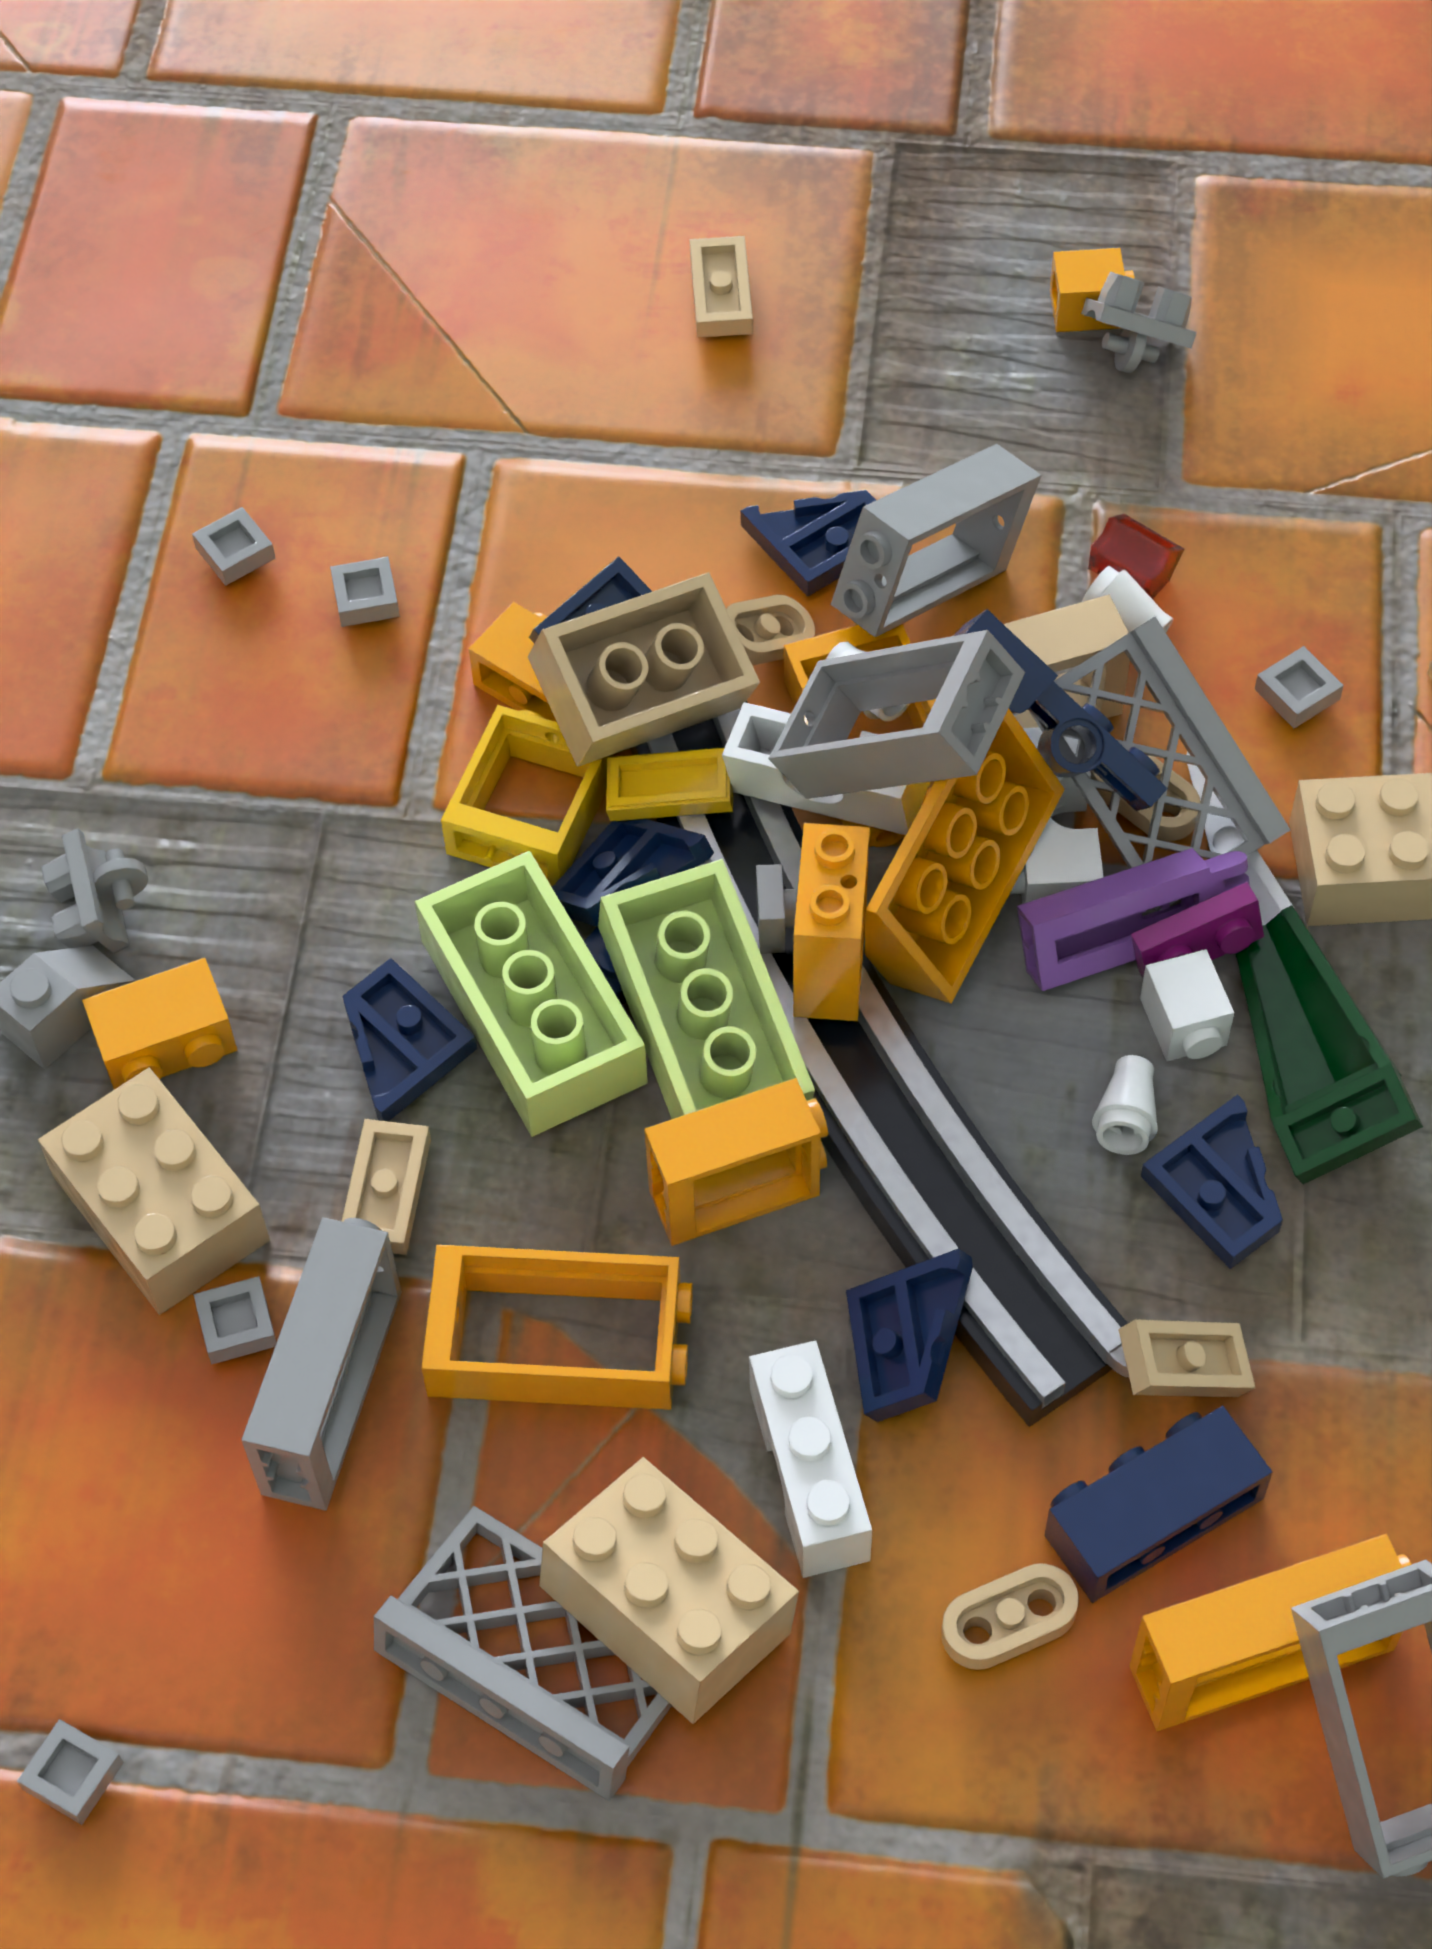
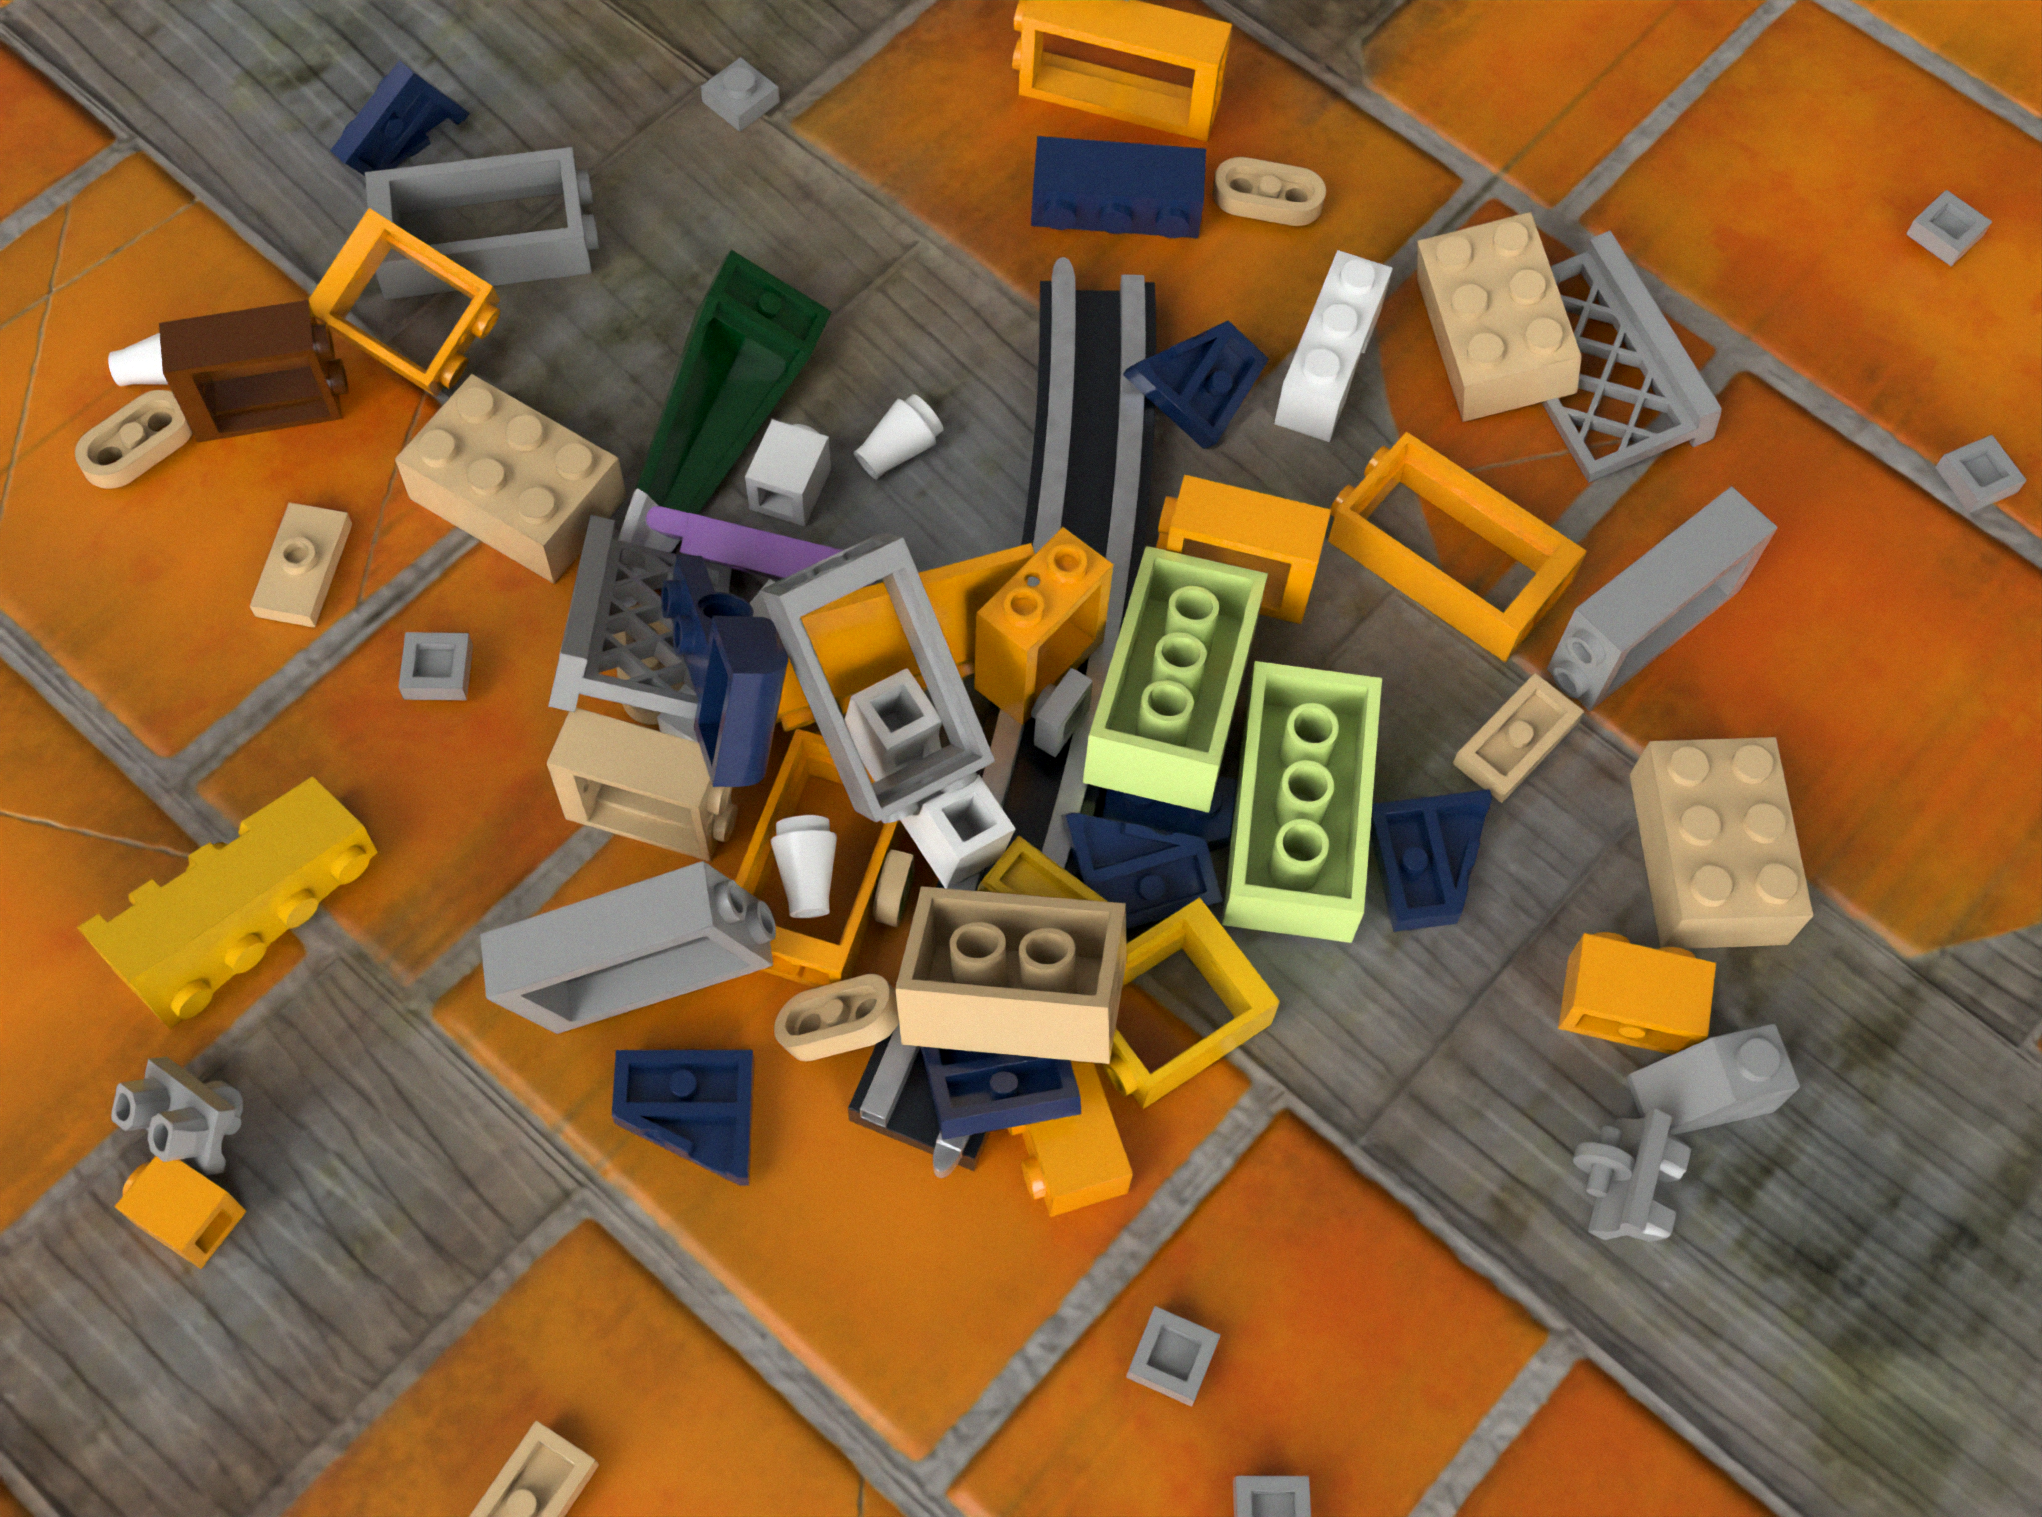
camera: 150 degrees left, 5 degrees up
(235, 1320) = (1700, 706): light grey plate -> none
(1129, 598) = (498, 841): white cone -> none
(1138, 550) = (435, 884): clear red piece -> none
(1186, 1358) = (1025, 241): tan plate -> none
(1217, 924) = (712, 496): magenta plate -> none
(1218, 1184) = (884, 348): dark blue wing -> none
(1251, 442) = (232, 901): none -> yellow wedge

